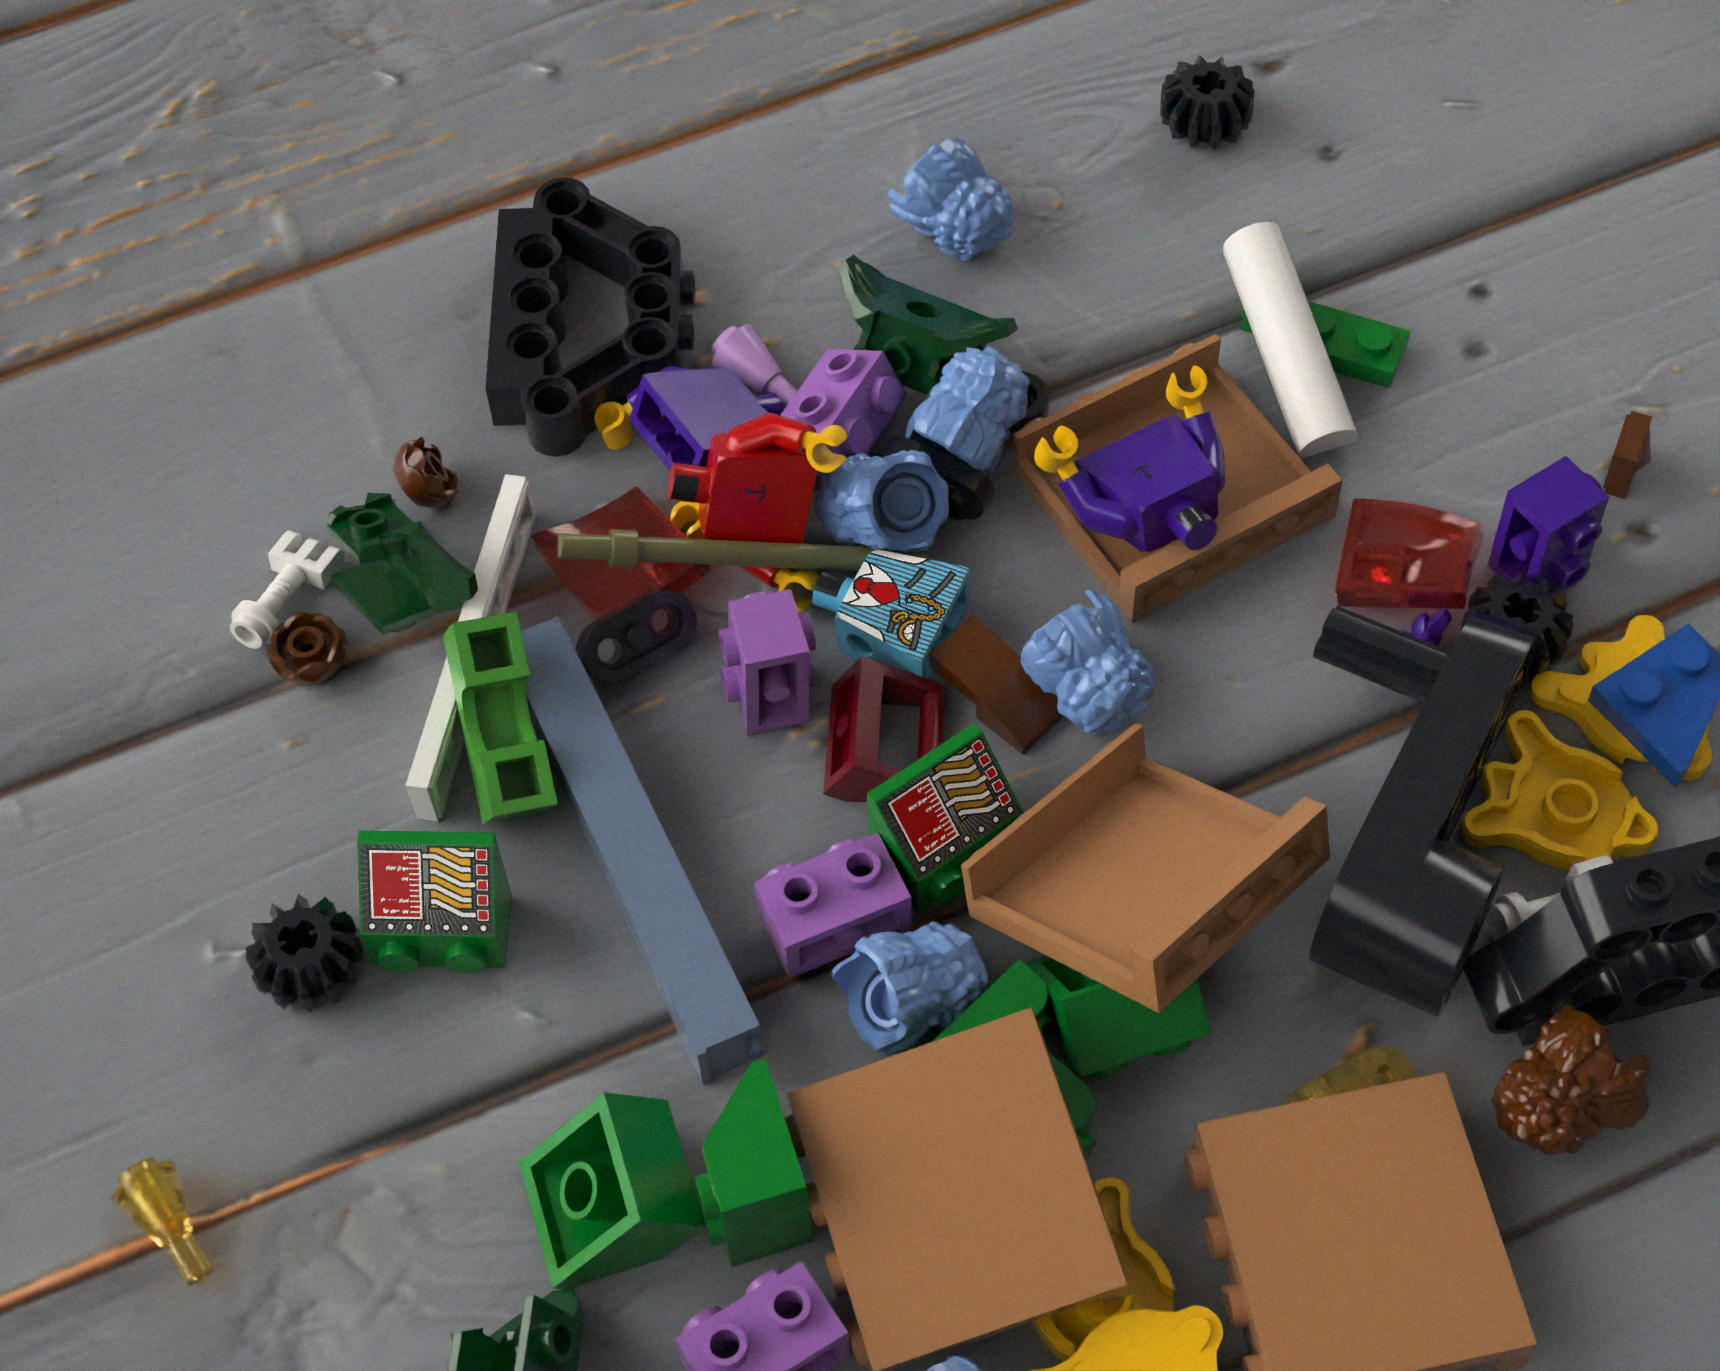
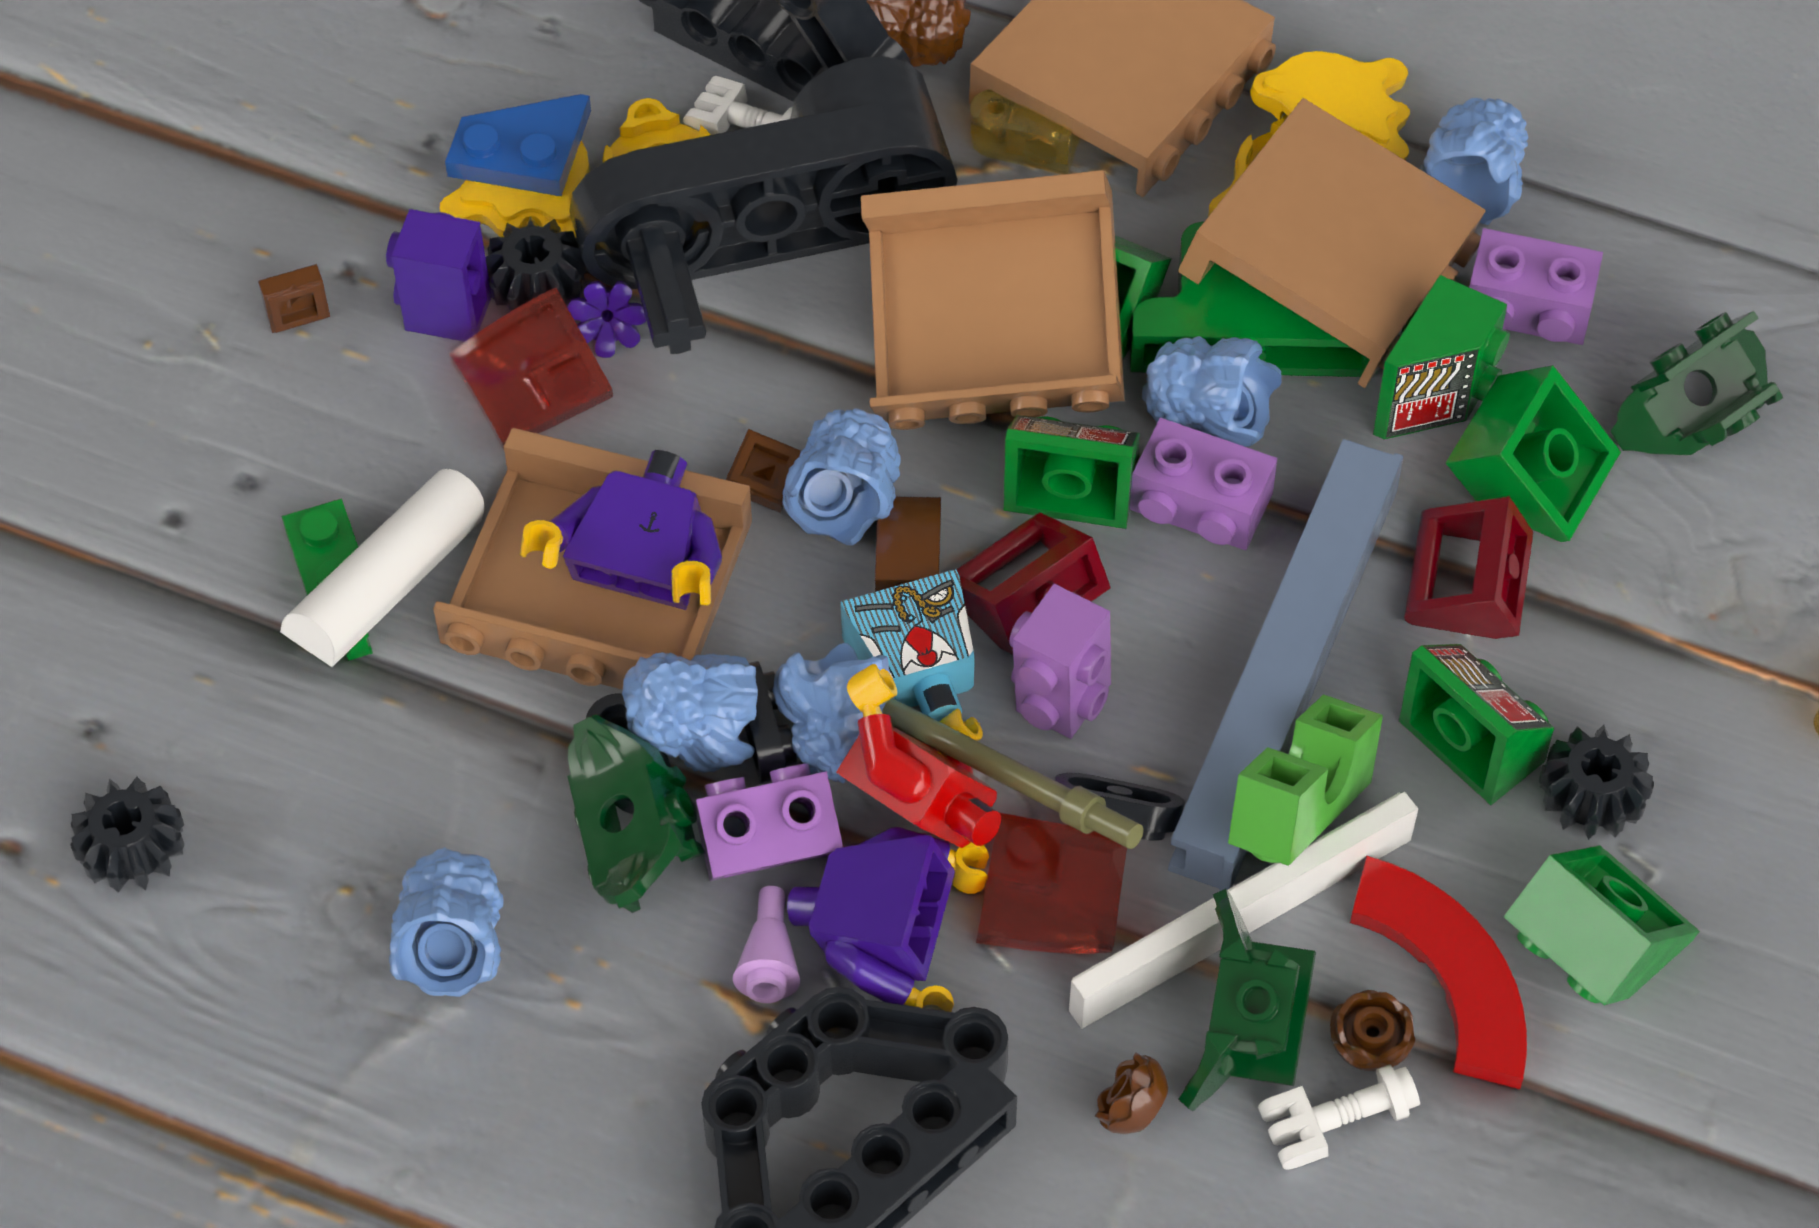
camera: 135 degrees left, 0 degrees up
(205, 854) = (1598, 924): none -> slope
(296, 754) = (1462, 956): none -> red tile
(542, 1061) = (1500, 574): none -> dark red tile
(1165, 640) = (763, 467): none -> reddish brown tile

